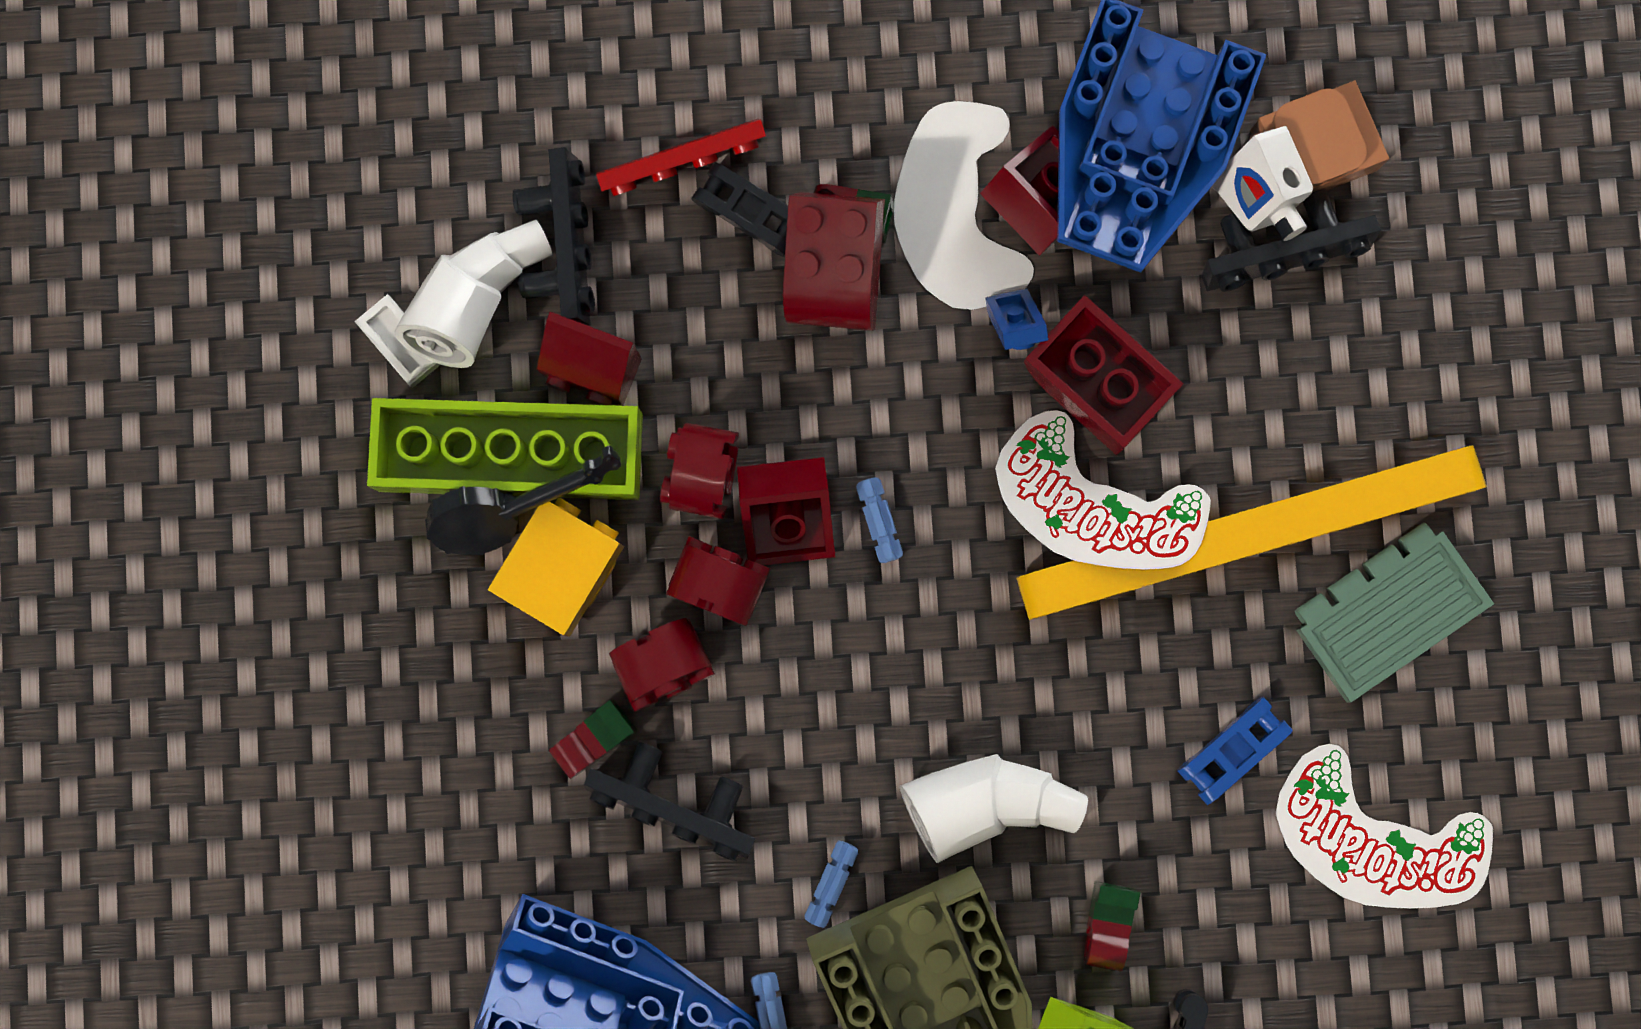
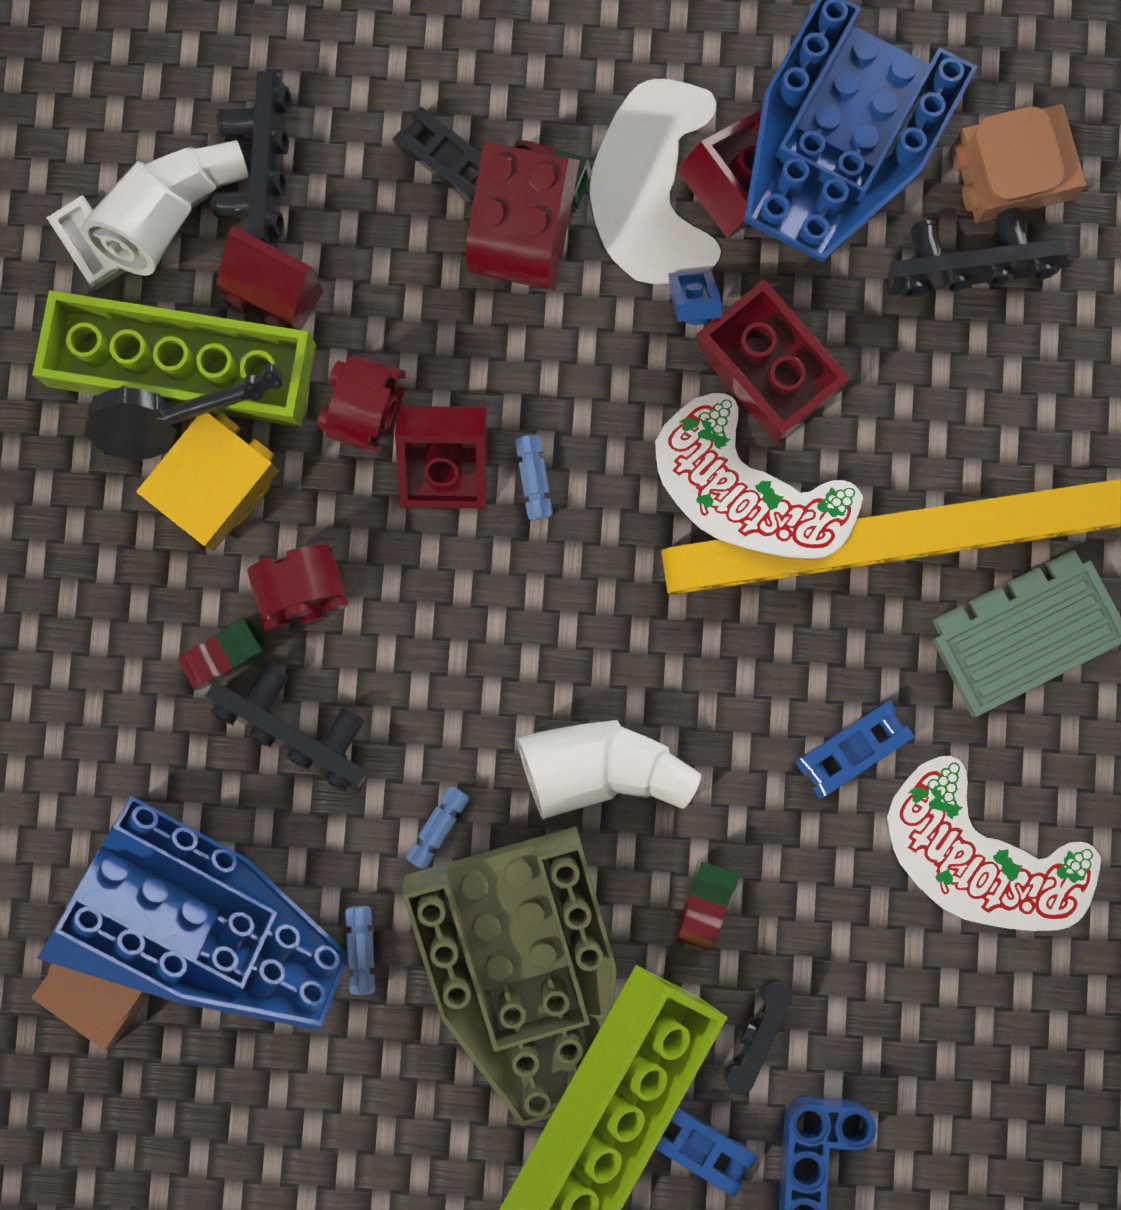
camera: 10 degrees right, 0 degrees up
(664, 163) = (368, 101): red plate -> none
(717, 581) = (364, 514): dark red brick -> none
(1267, 183) = (960, 192): white torso -> none

